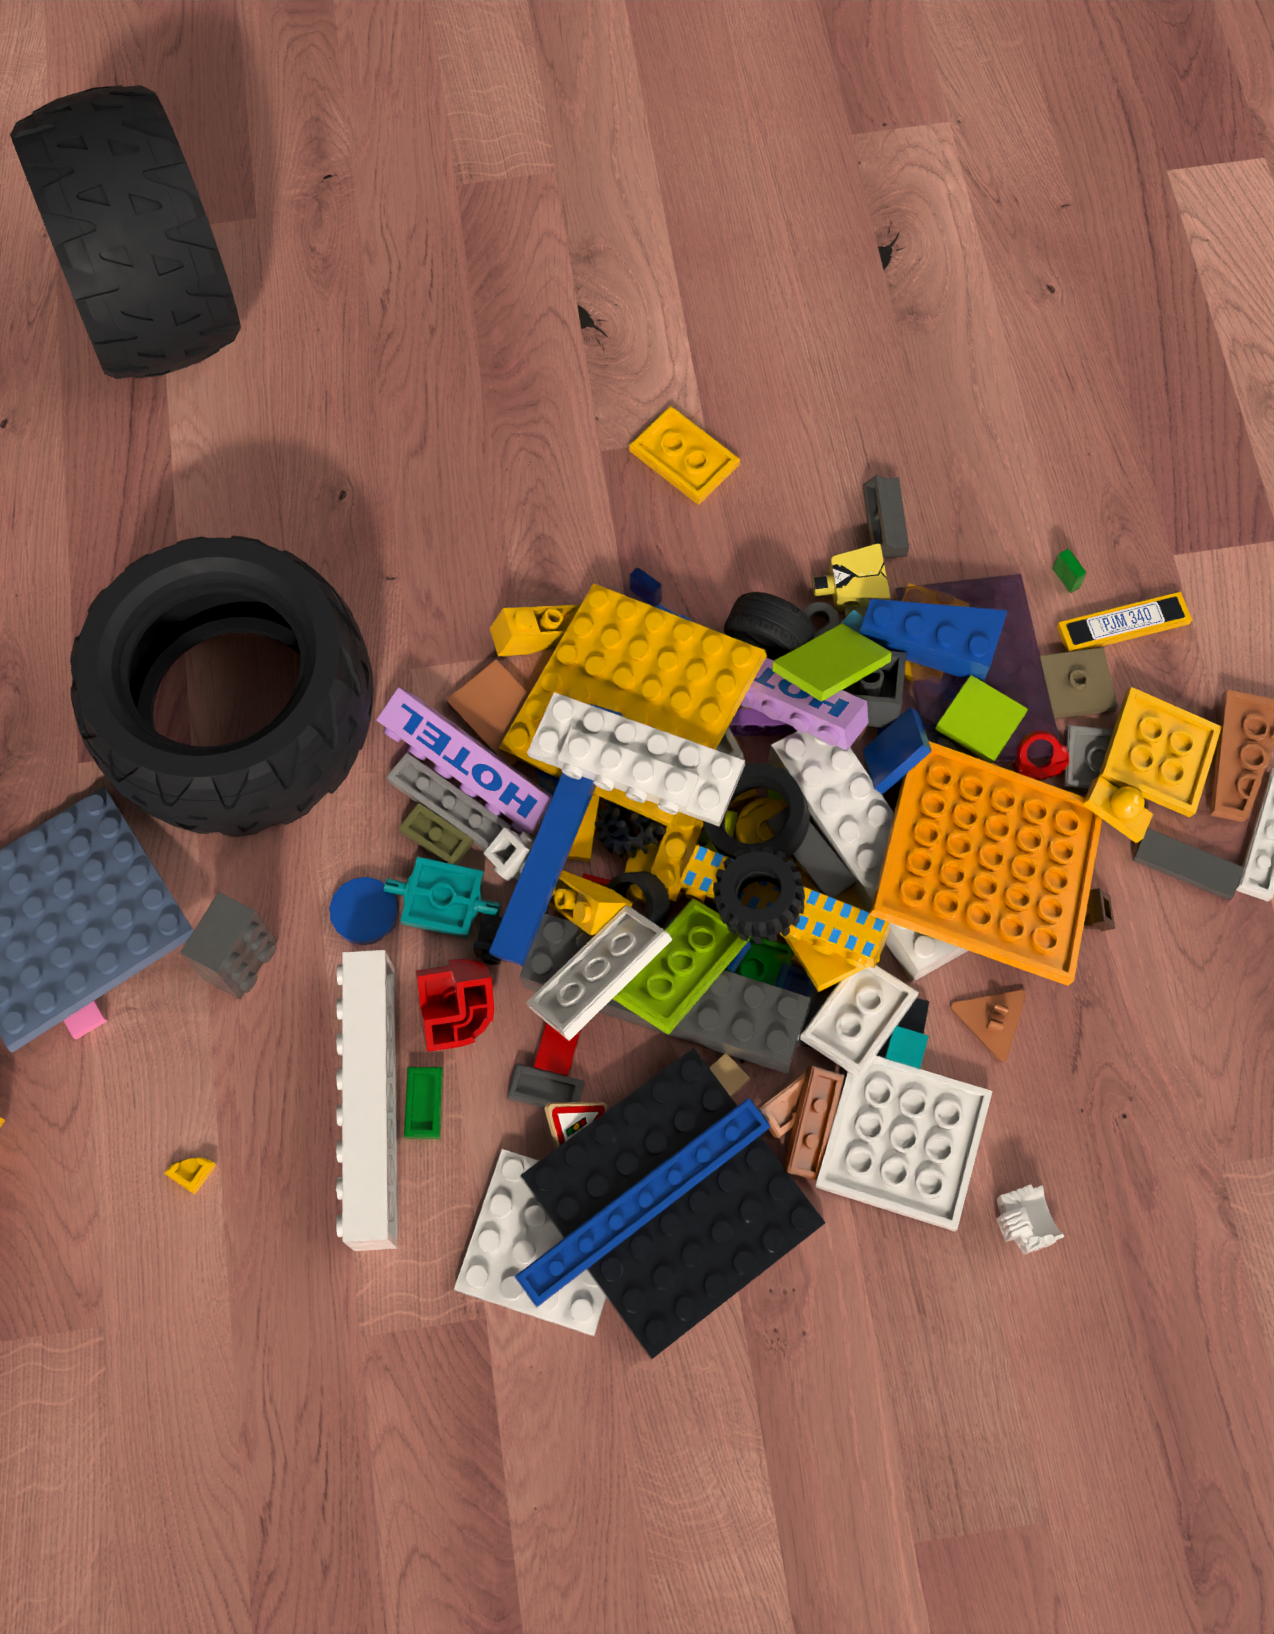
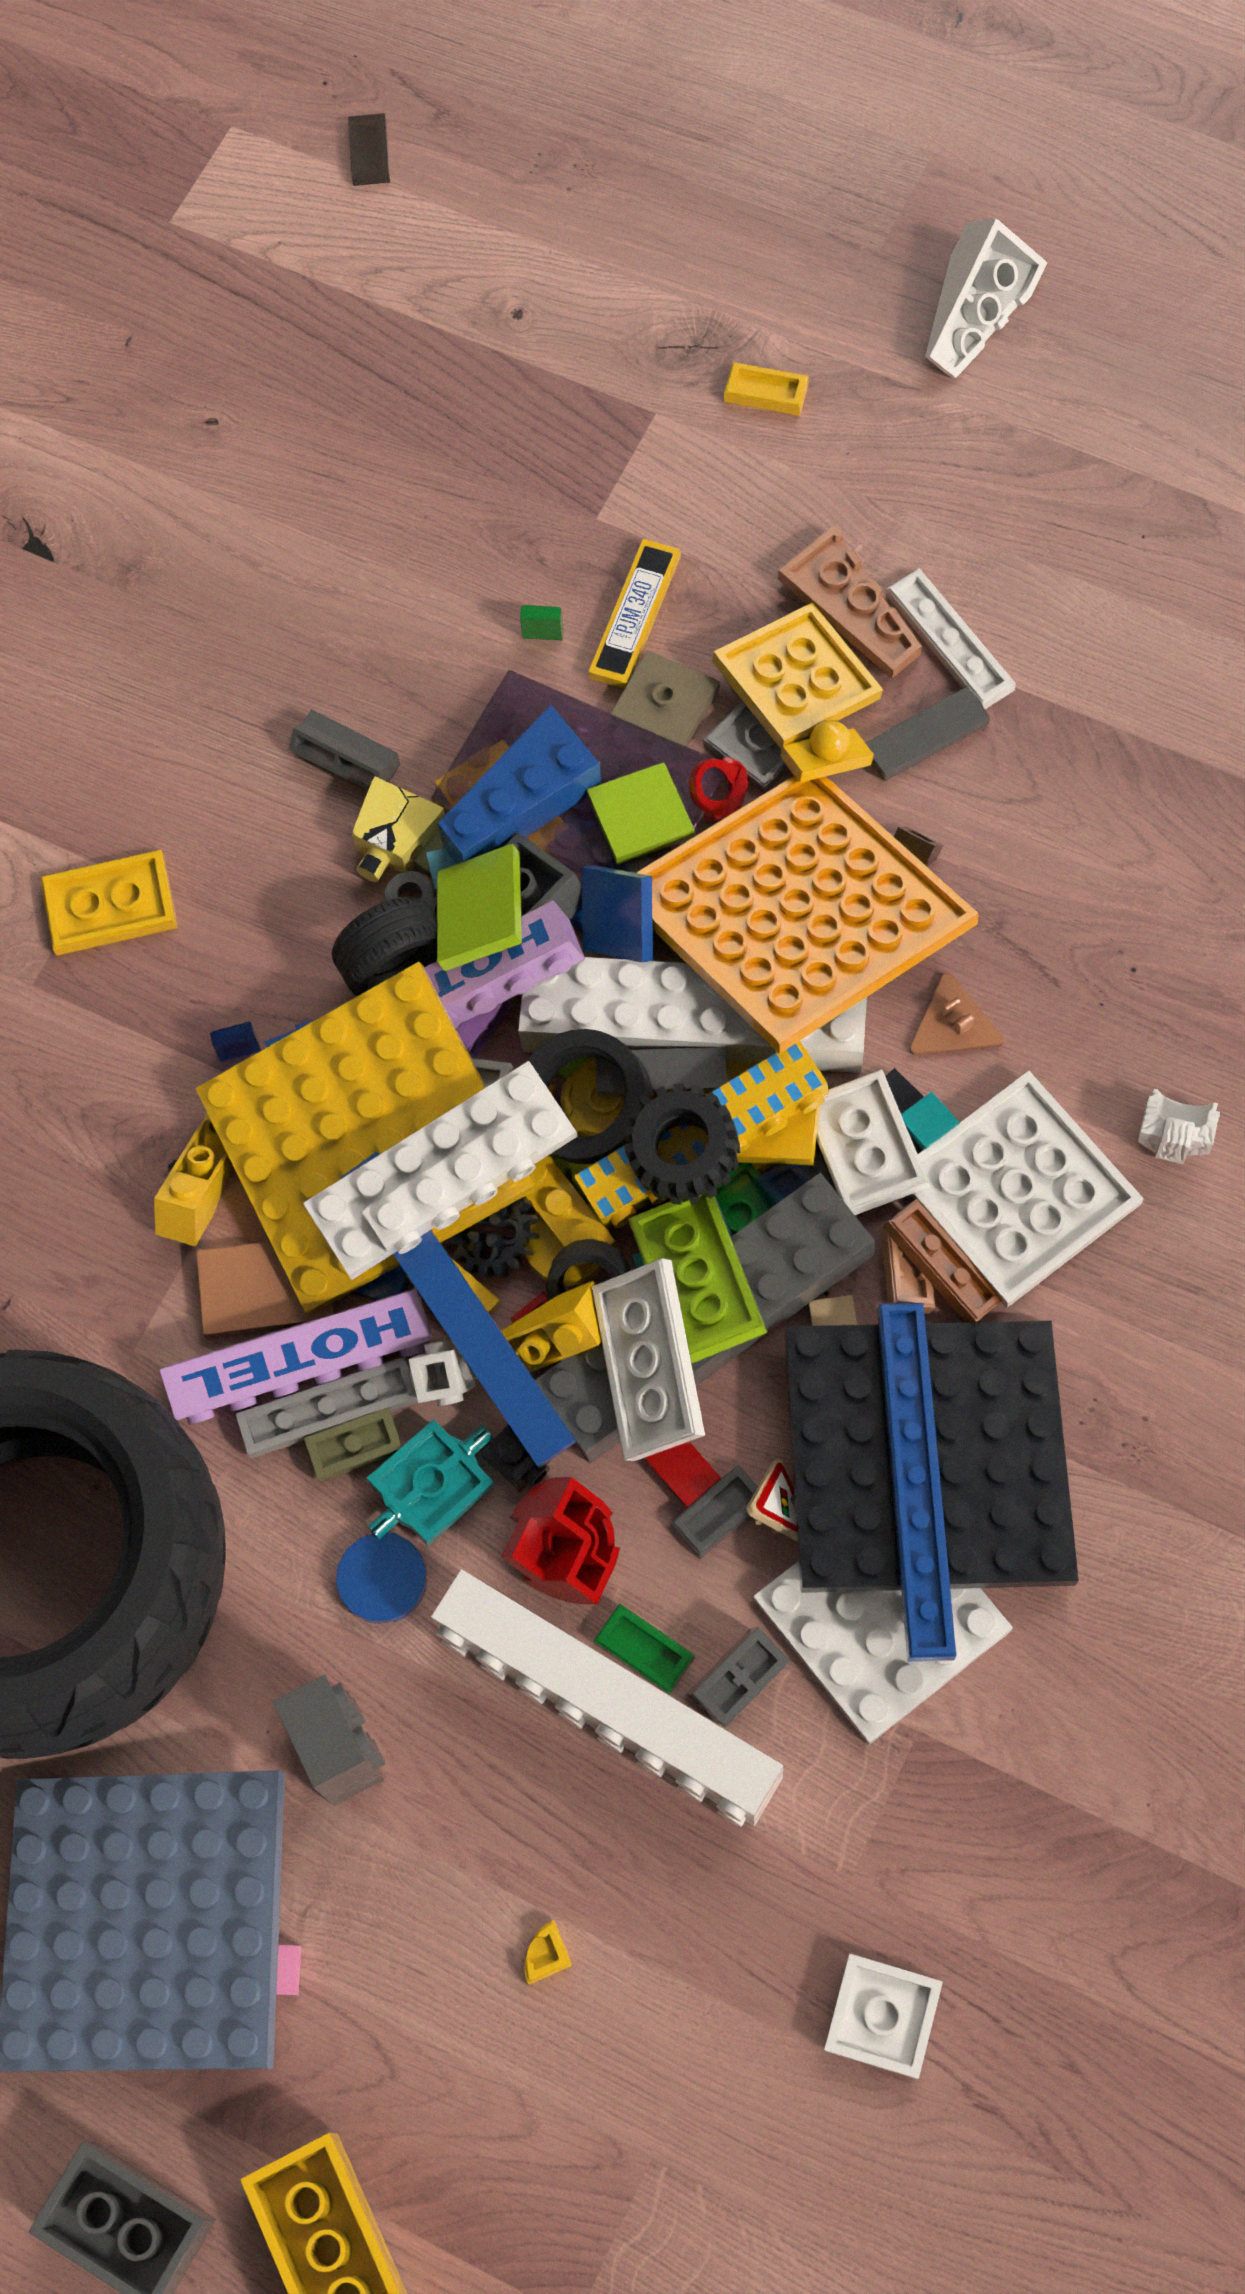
camera: 50 degrees left, 0 degrees up
(278, 1417) = (883, 2016): none -> white plate
(440, 1174) = (738, 1676): none -> dark grey hinge

